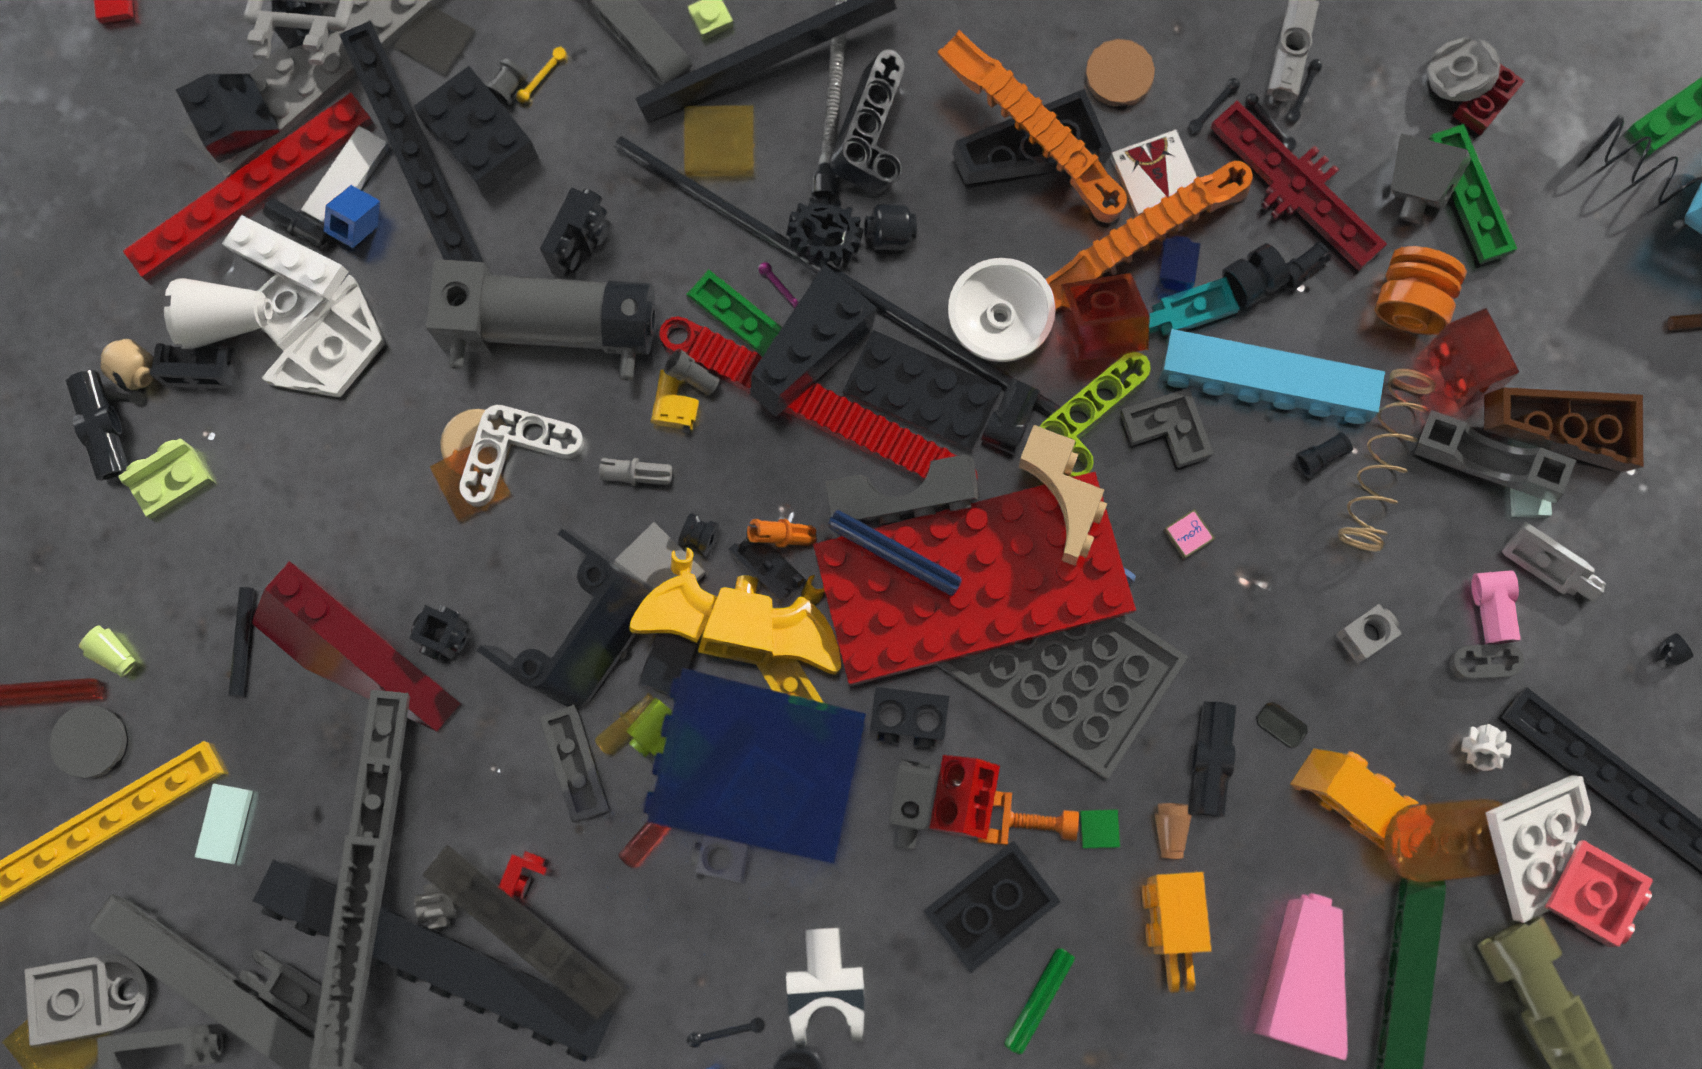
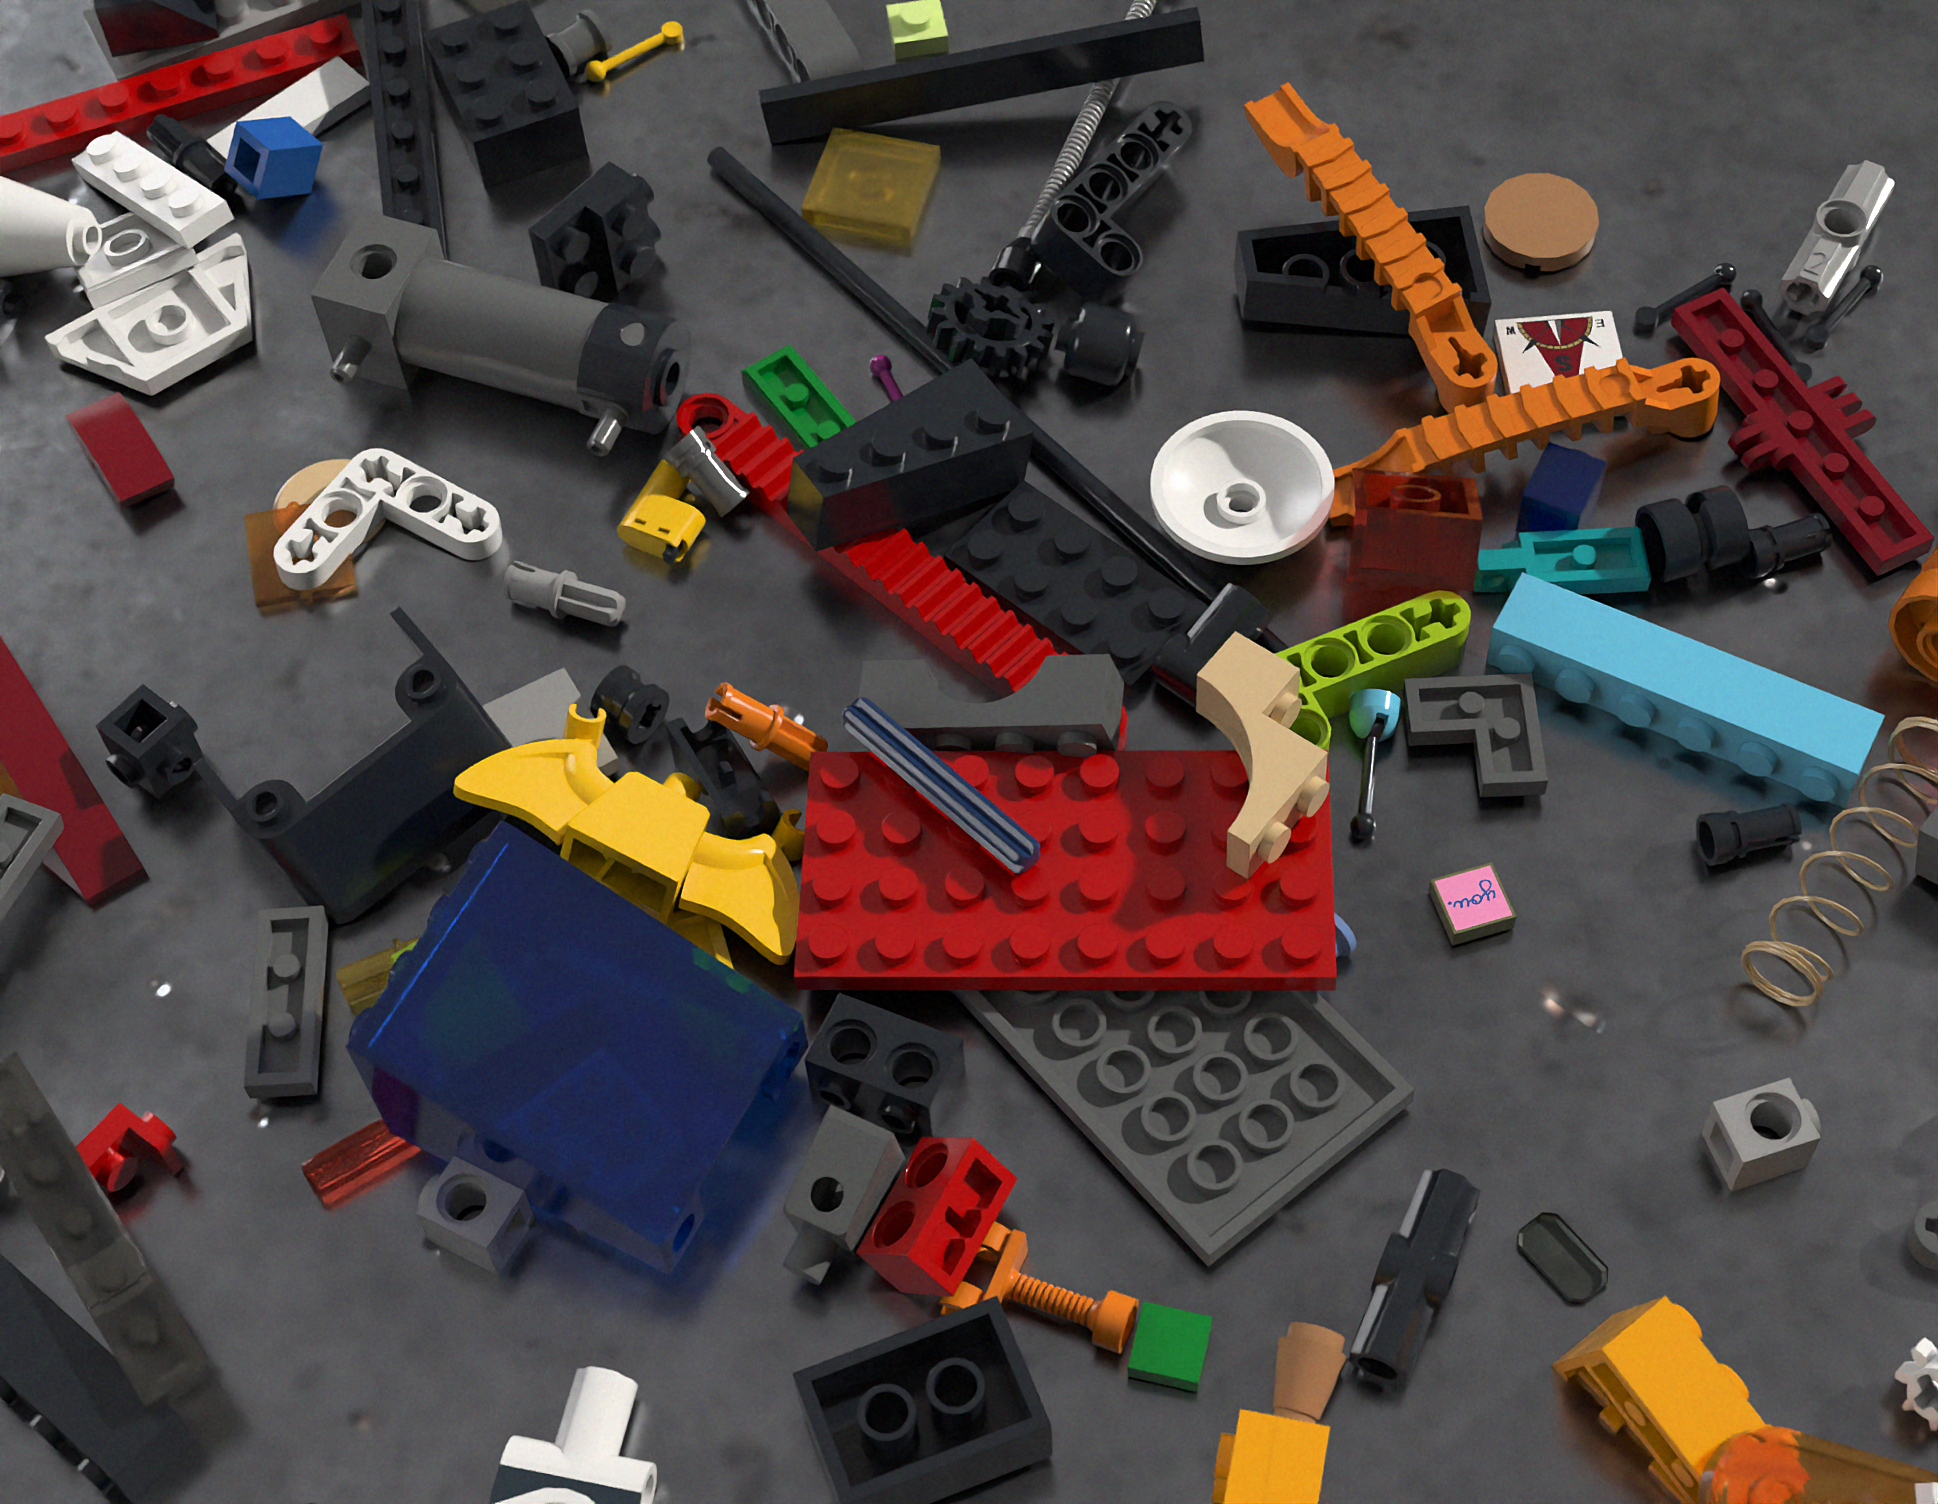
camera: 15 degrees right, 20 degrees down
(338, 441) = (120, 450): none -> dark red slope
(1109, 436) = (1374, 718): none -> hinge

